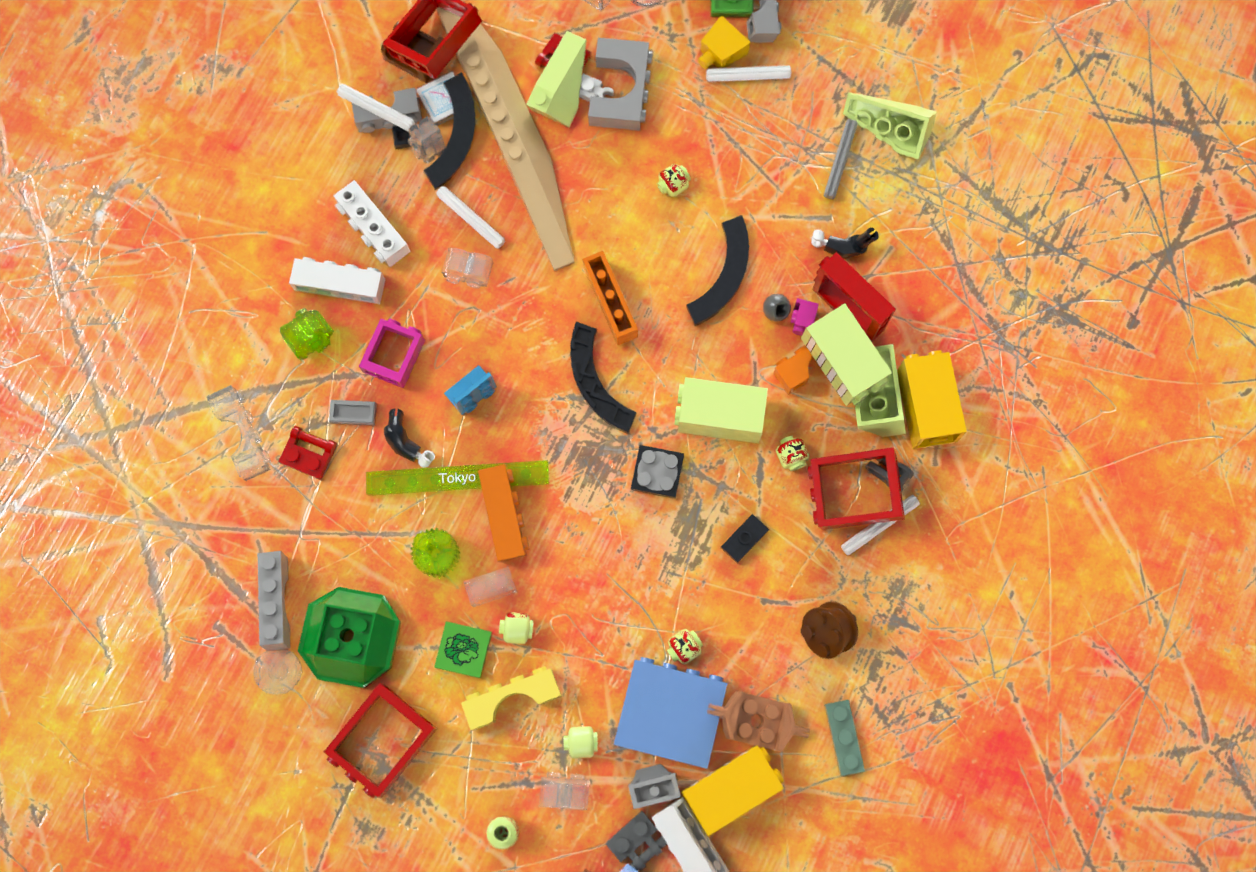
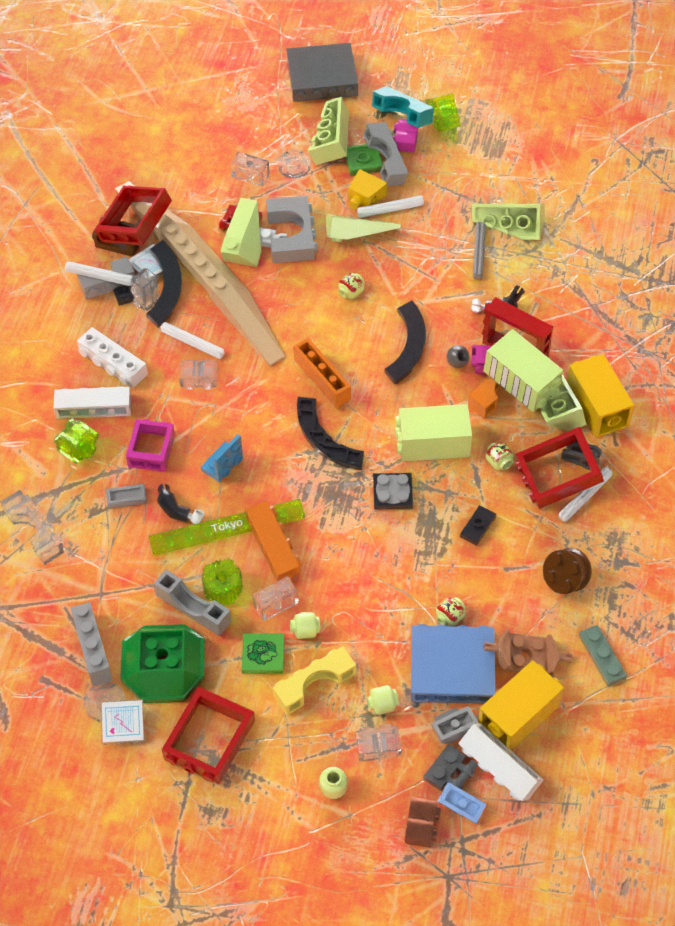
camera: 15 degrees left, 20 degrees down
(290, 703) = (122, 722): none -> white tile
(304, 459) = (94, 538): red plate -> none
(396, 573) = (208, 614): none -> light grey arch
(688, 97) = (347, 228): none -> yellowish green wedge

